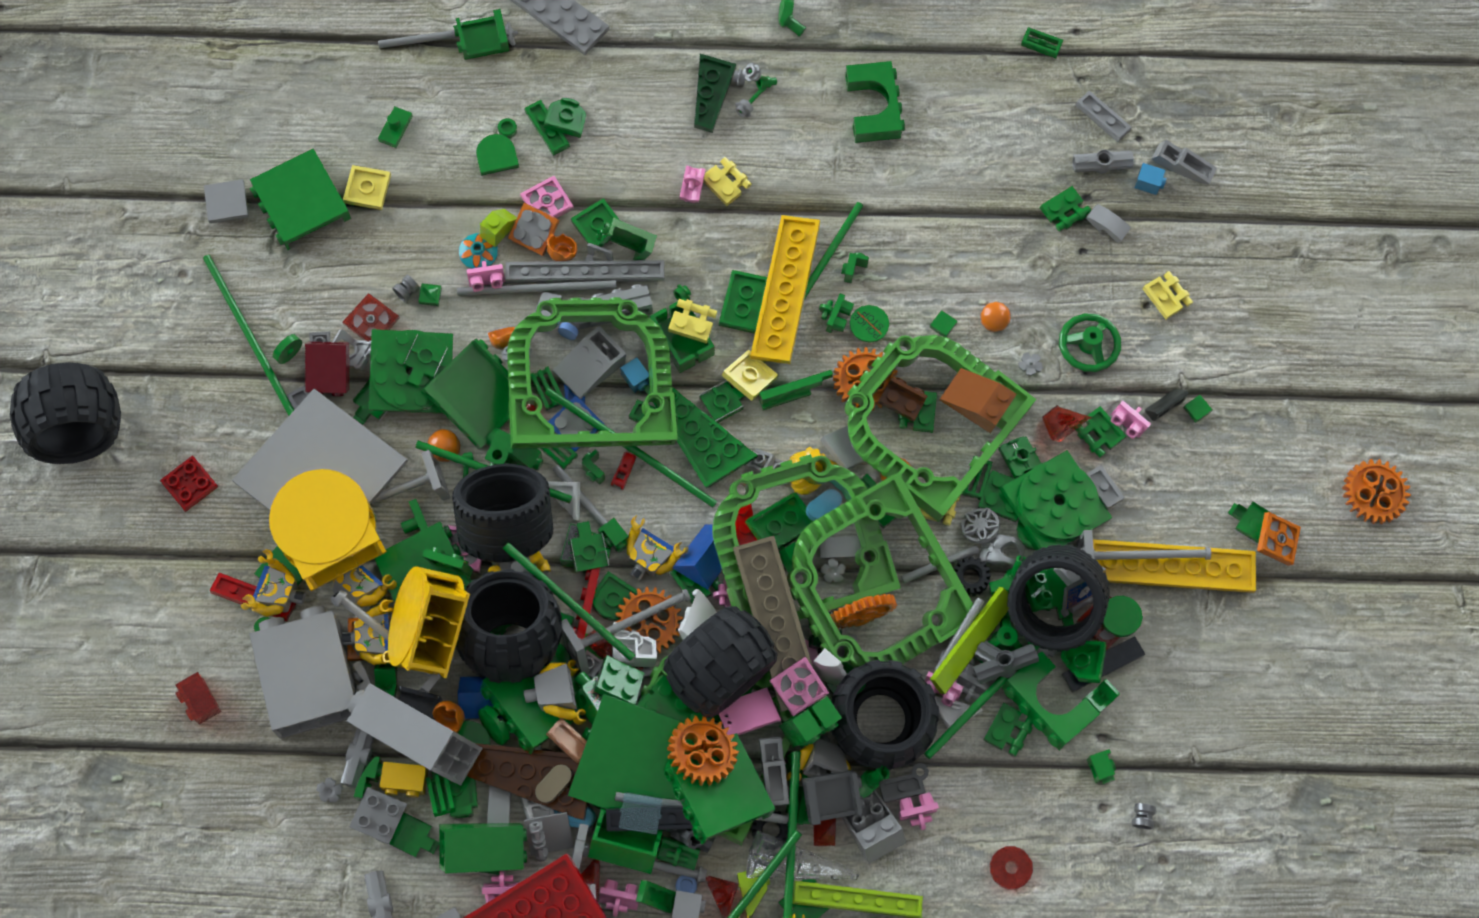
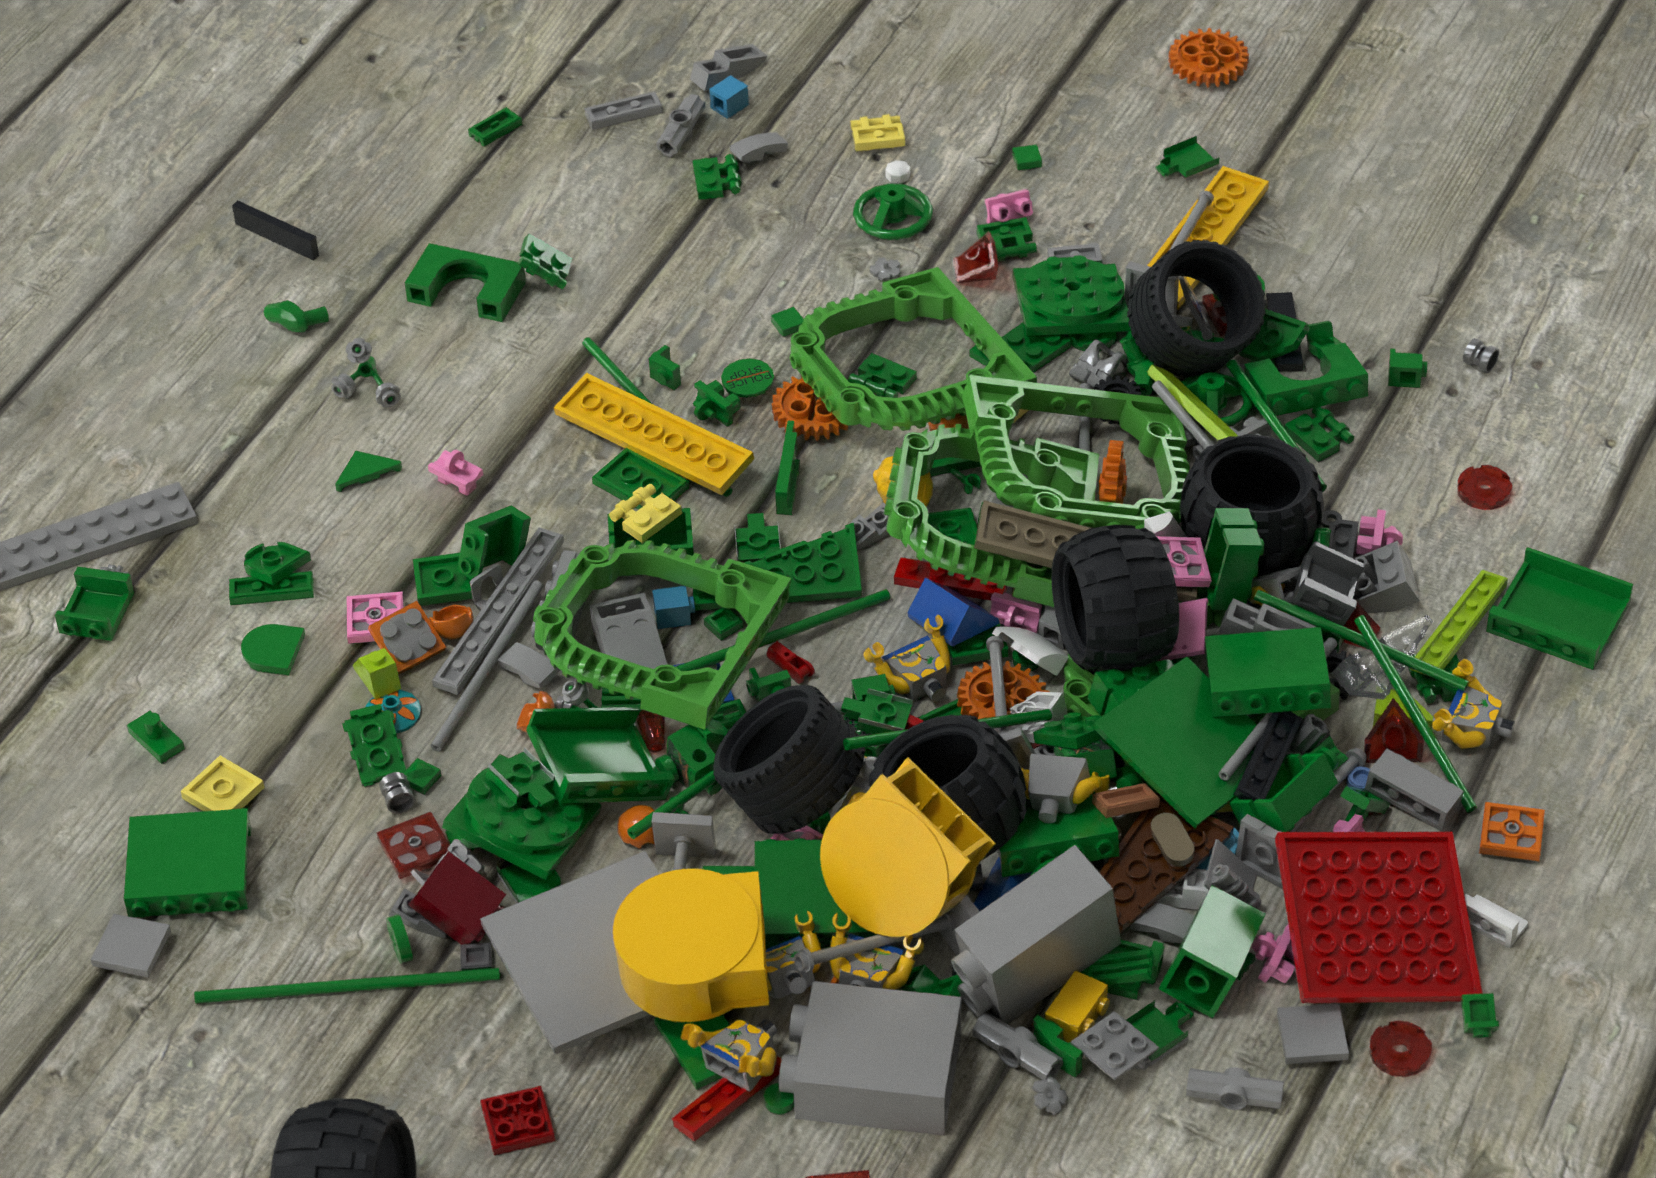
camera: 60 degrees left, 25 degrees down
(416, 39) = (45, 676): light grey bar -> none
(440, 255) = (374, 743): none -> green piece
(453, 563) = (812, 831): green plate -> none
(485, 276) = (436, 706): bright pink hips -> none
(507, 127) = (241, 625): green tile -> none
(640, 813) = (1259, 755): clear light blue piece -> none
(674, 127) = (365, 468): none -> green tile
(682, 292) = (592, 532): green plate -> none
(708, 767) = (1236, 655): orange gear -> none
(712, 87) = (340, 416): dark green wing -> none
(722, 186) = (476, 451): light yellow plate -> none
(749, 375) = (744, 502): light yellow plate -> none
(823, 504) = (951, 494): medium azure tile -> none
(841, 449) = (884, 445): light grey tile -> none
(903, 398) = (868, 369): reddish brown bracket -> none
(919, 141) = (544, 261): none -> green plate
(978, 398) = (914, 299): dark orange slope -> none
(980, 525) = (1060, 370): light grey wheel -> none
(994, 661) = (1244, 391): dark grey piece -> none
(995, 316) = (809, 274): orange hair -> none
(1024, 448) = (998, 311): green piece -> none
(1134, 327) = (897, 172): none -> white tile
(1166, 404) = (1005, 173): pearl dark grey slope -> none
(1278, 538) = (1220, 143): orange piece -> none

